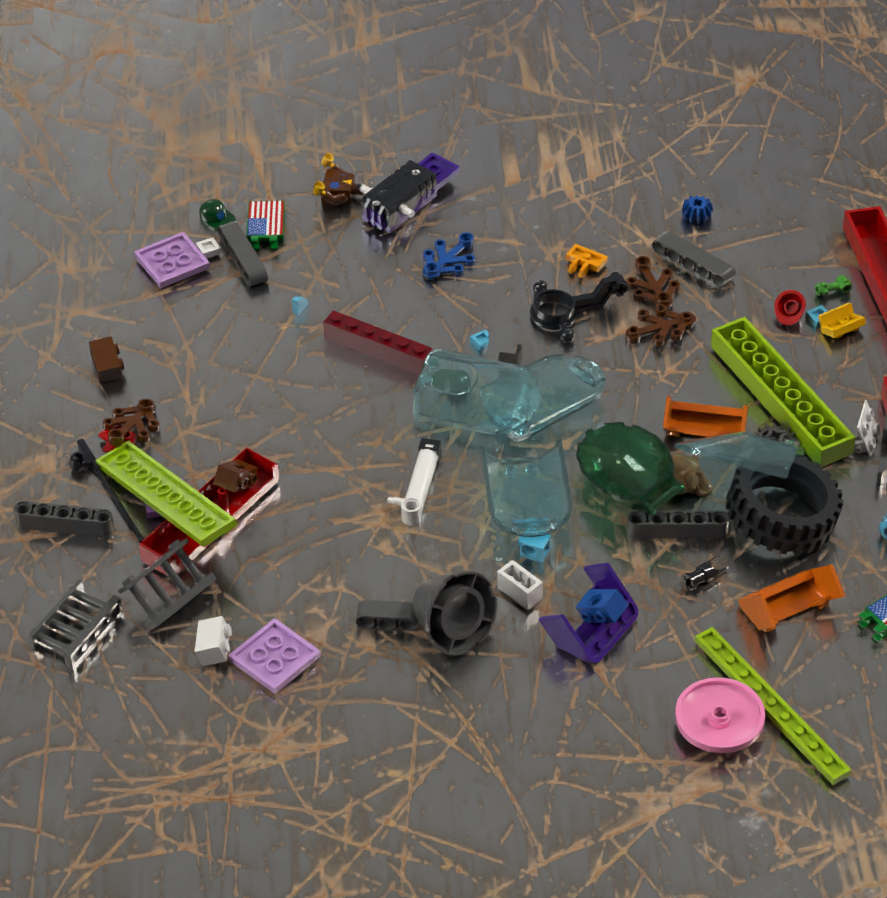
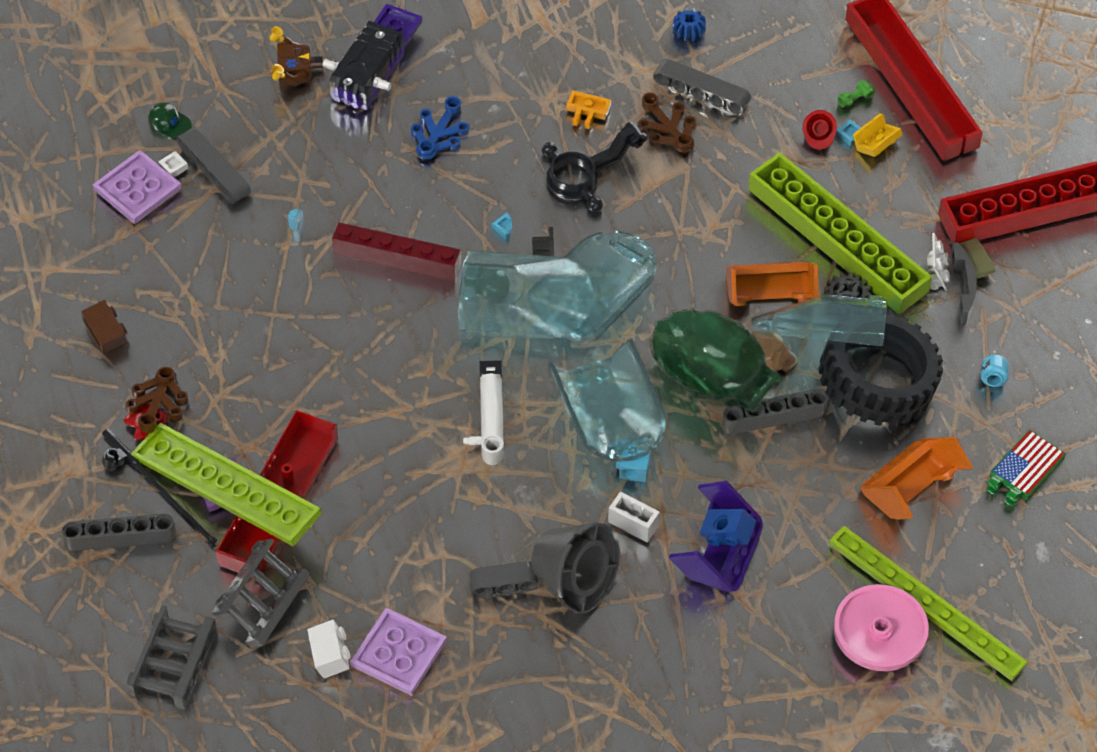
camera: 15 degrees left, 10 degrees up
(236, 475) = (296, 447): reddish brown brick -> none
(265, 222) = (226, 120): tile -> none
(683, 320) = (712, 162): reddish brown plant -> none
(703, 574) = (815, 465): black piece -> none

